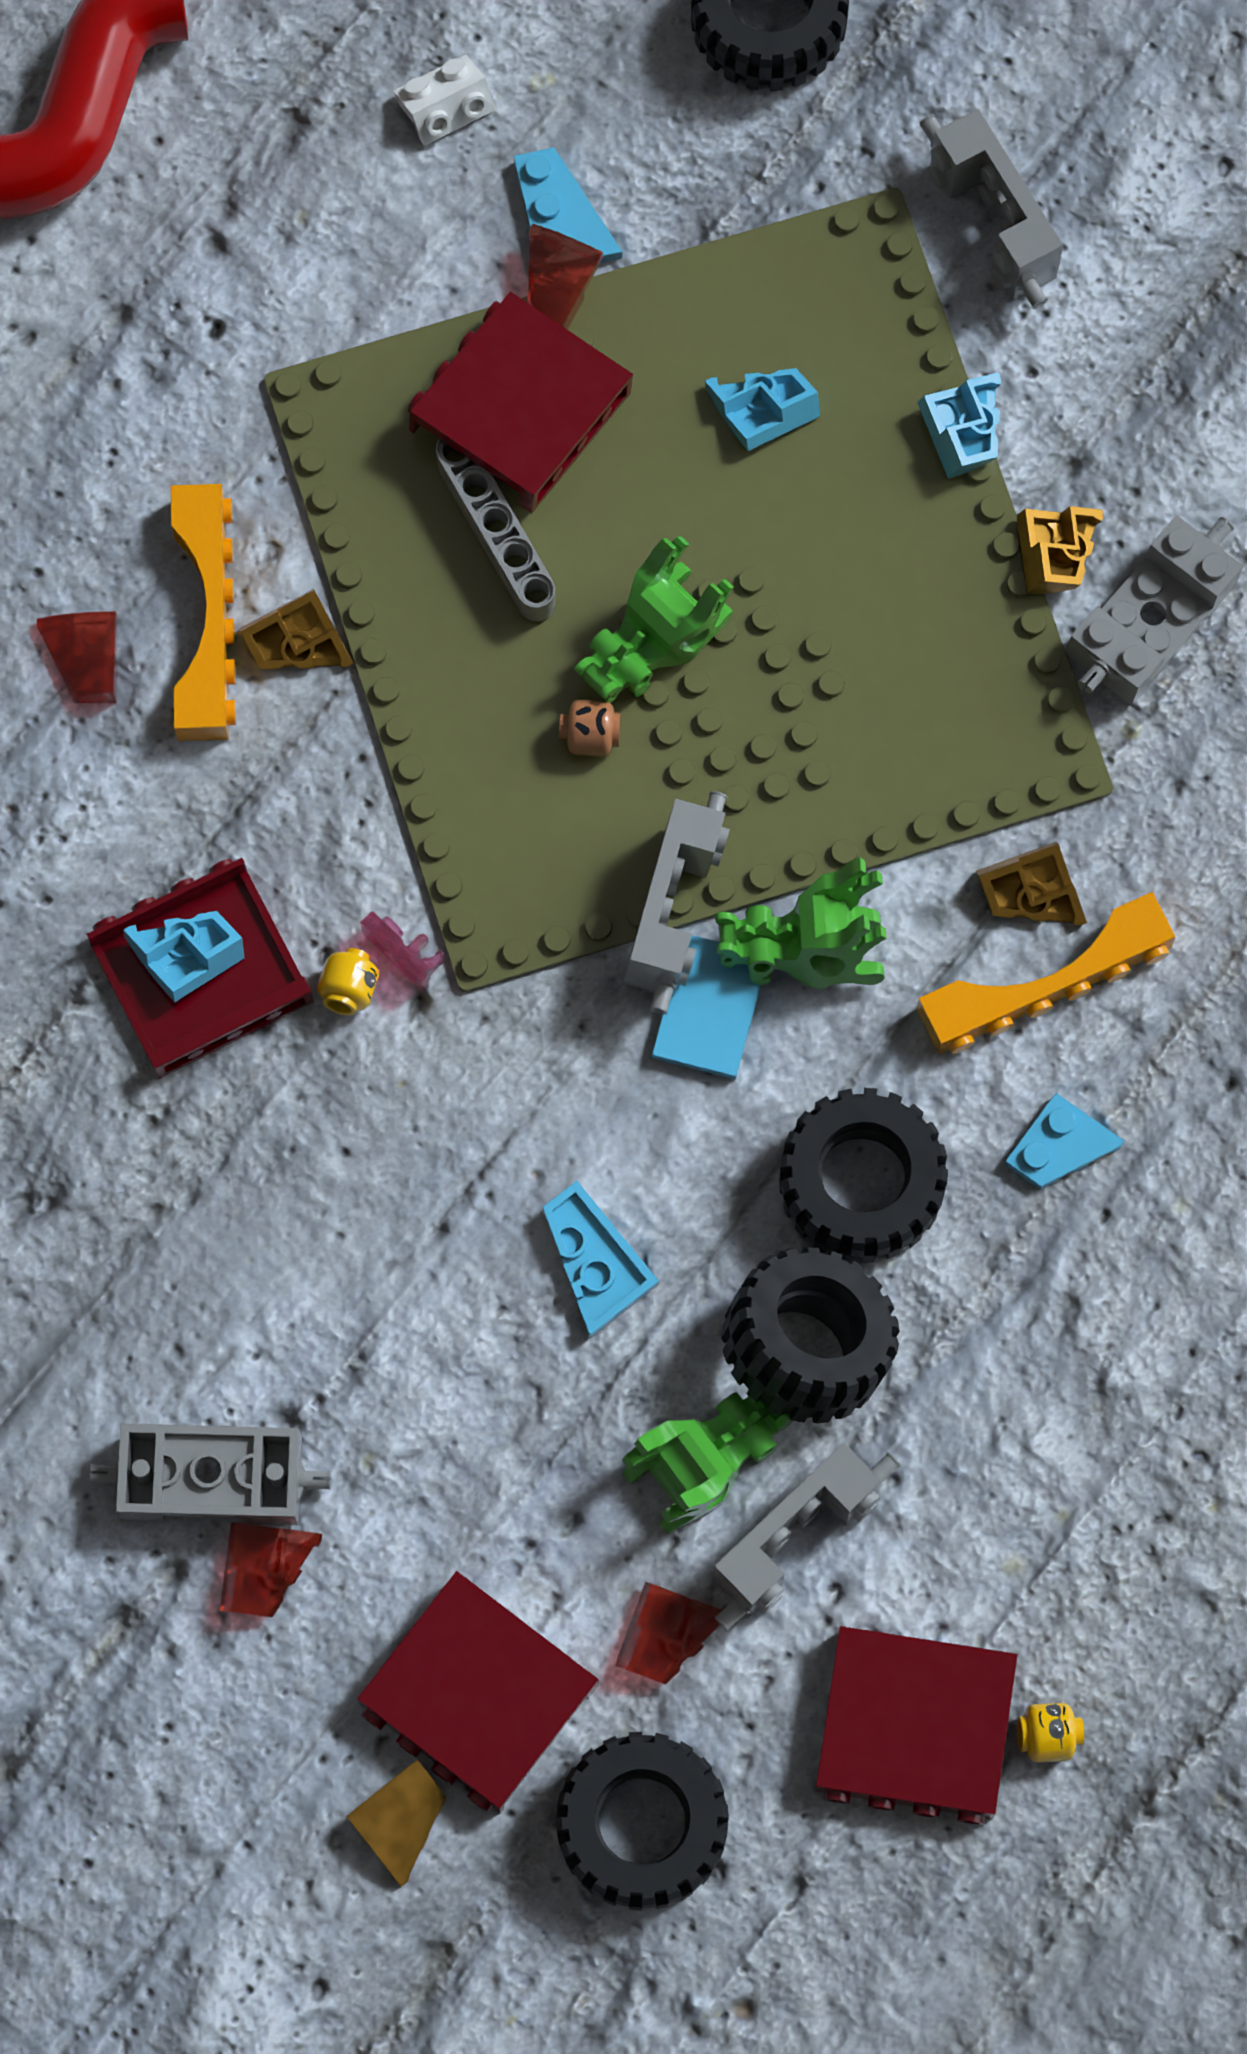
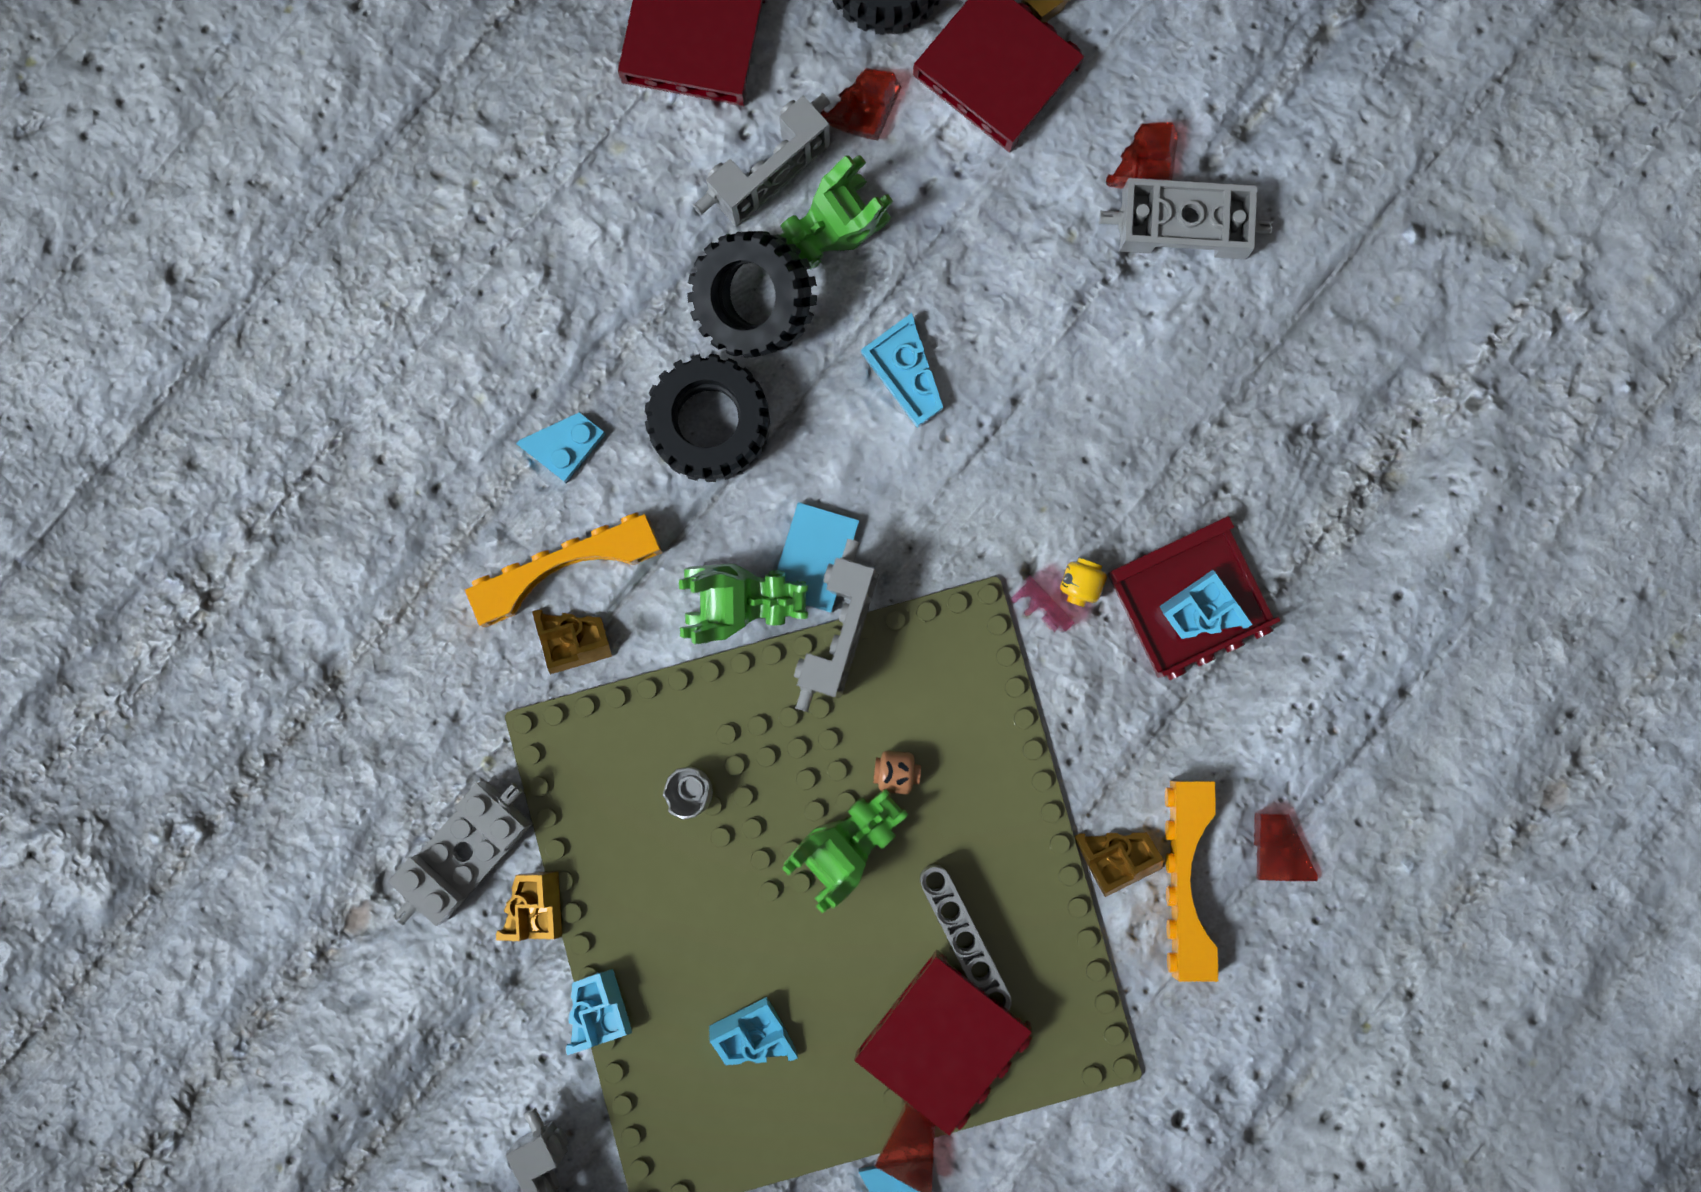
camera: 175 degrees left, 10 degrees up
(862, 691) = (688, 792): none -> light grey hair
(1049, 1732) = (599, 23): yellow head -> none

